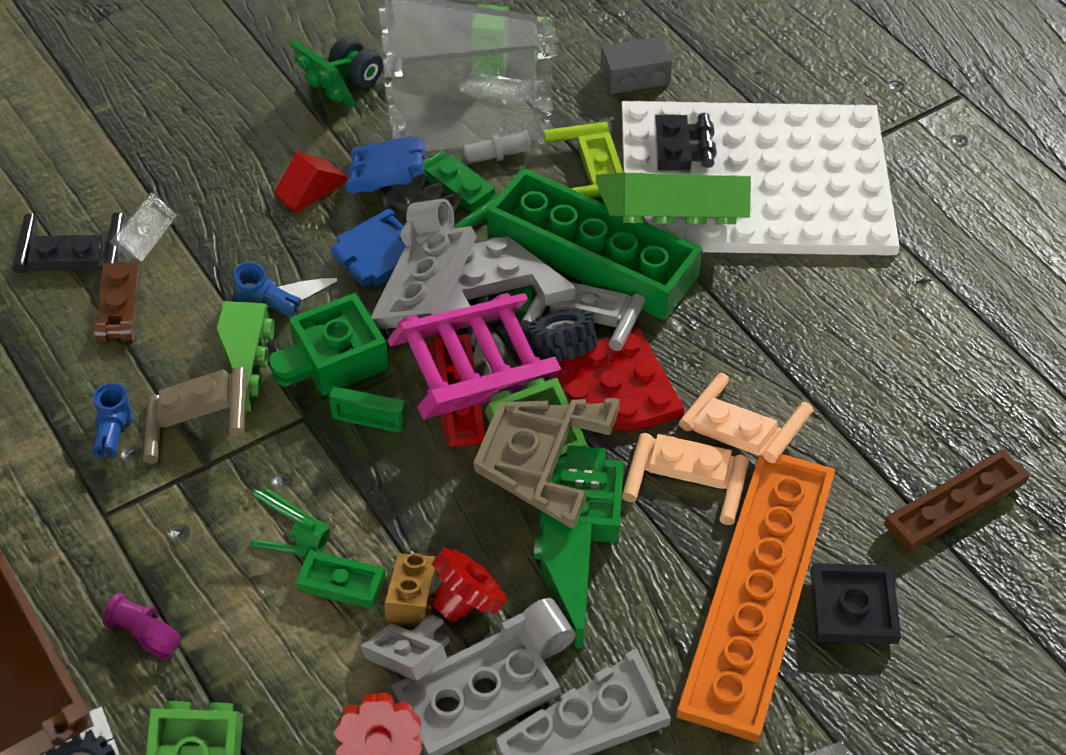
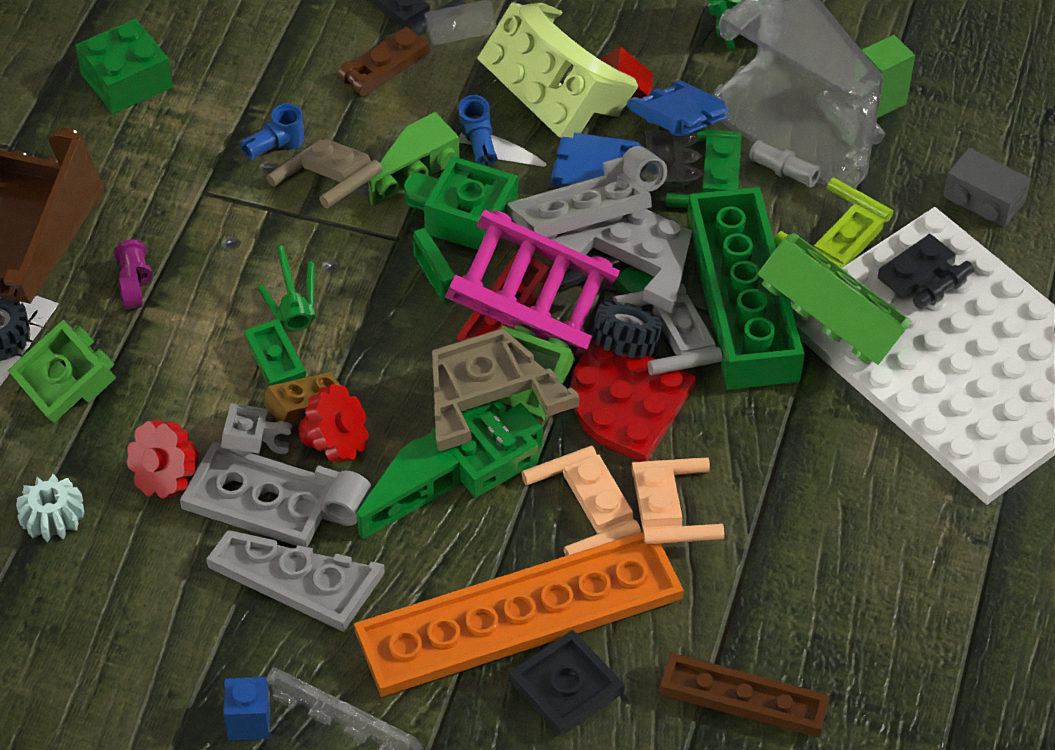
camera: 50 degrees right, 0 degrees up
(256, 204) = (532, 58): none -> yellowish green piece

